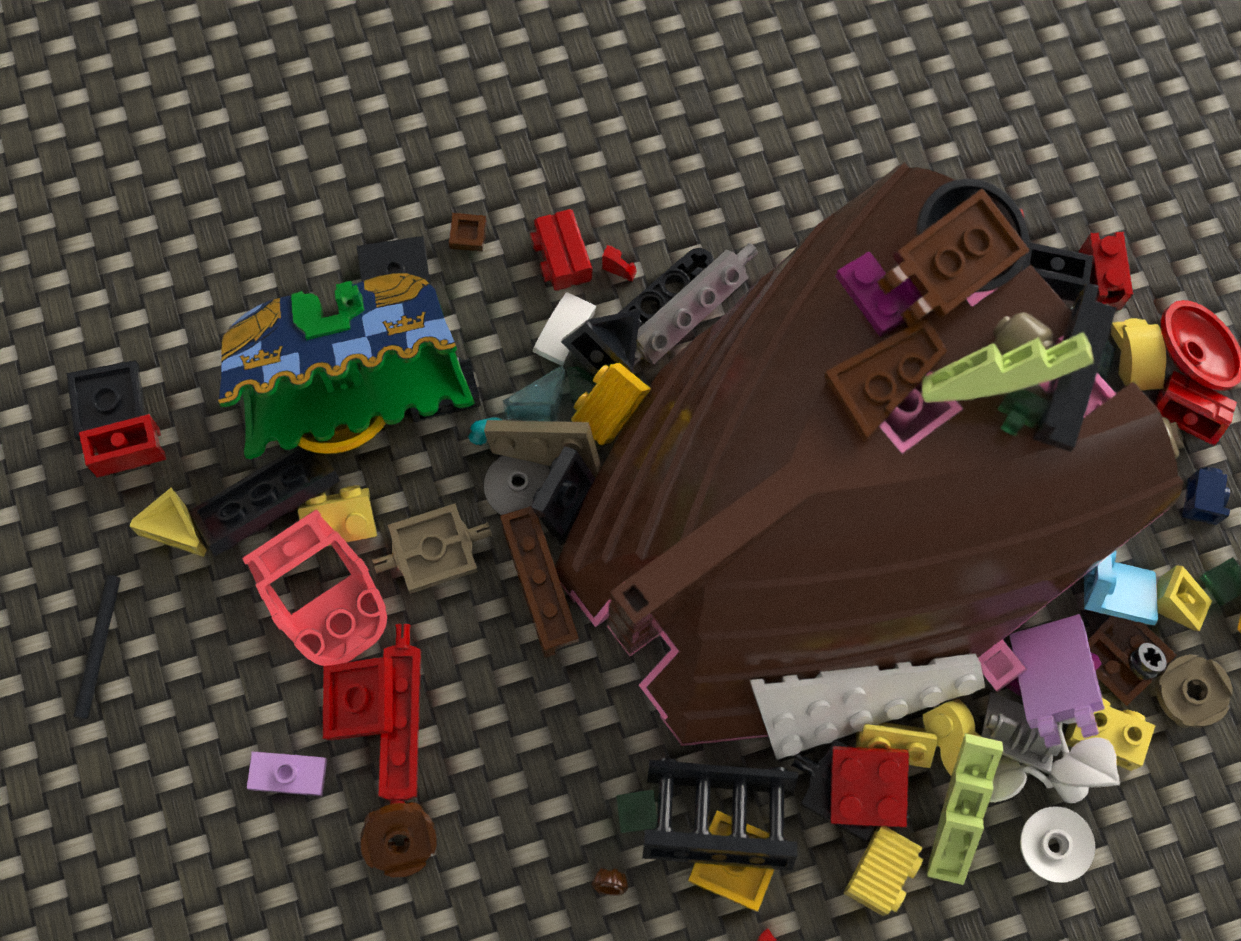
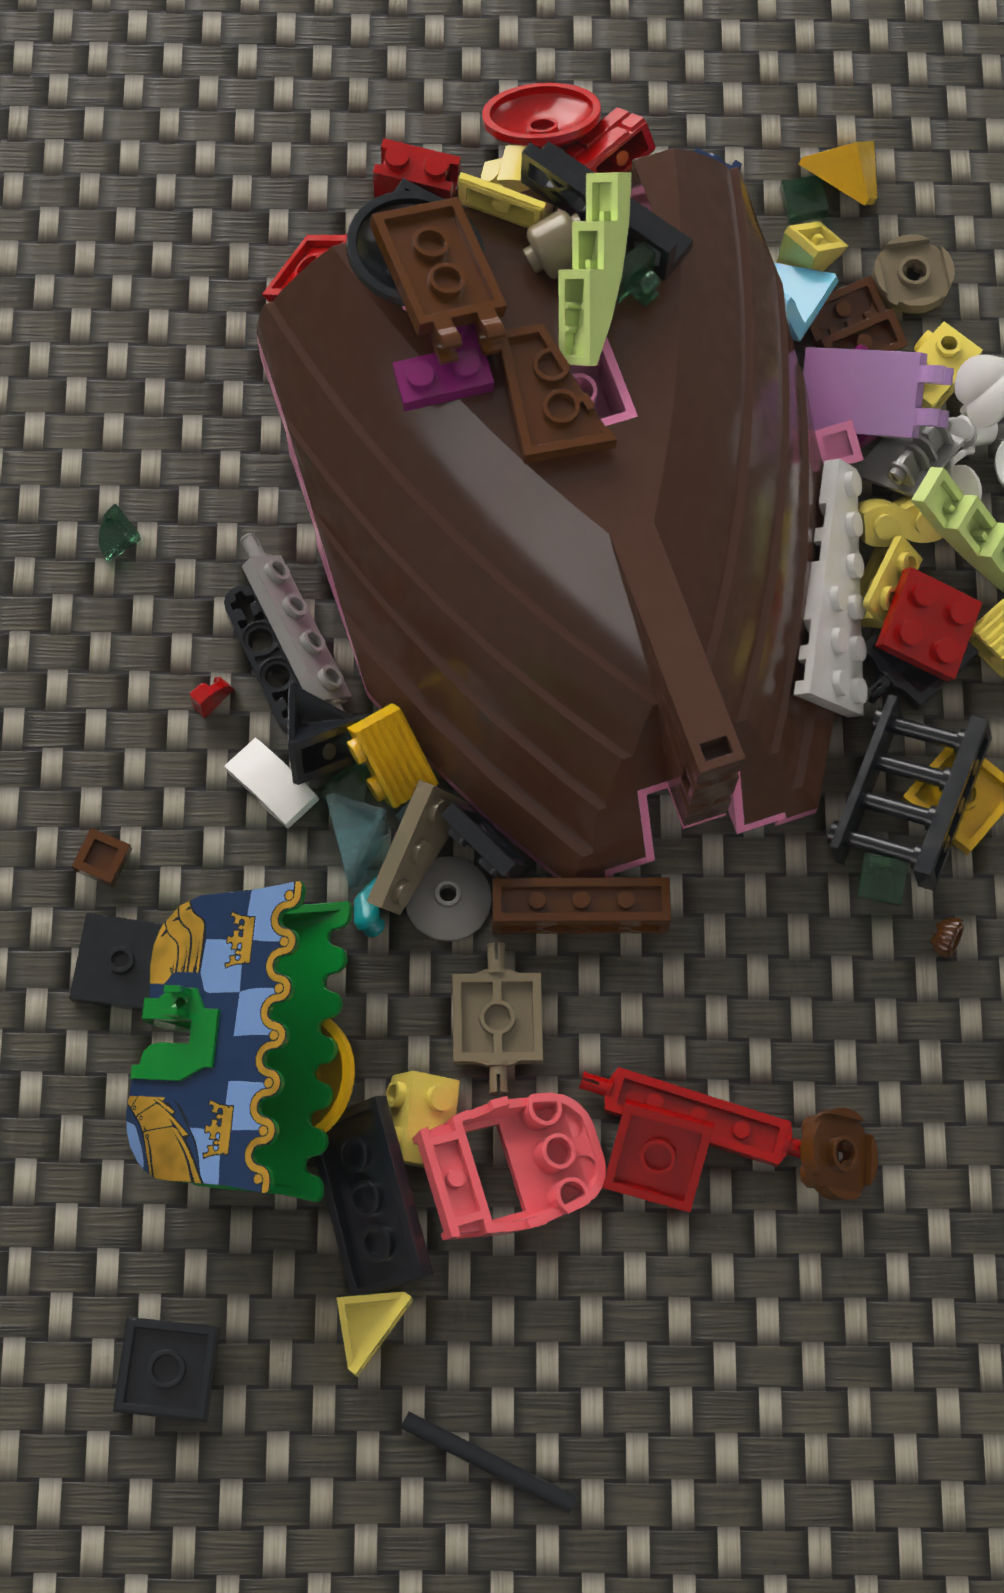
camera: 70 degrees left, 0 degrees up
(122, 445) = (242, 1358): red brick -> none
(287, 773) = (717, 1268): lavender plate -> none
(562, 250) = (169, 753): red brick -> none
(723, 159) = (116, 533): none -> clear green tile
(1049, 289) = (501, 201): none -> light yellow slope
(1147, 661) = (872, 304): black bush -> none

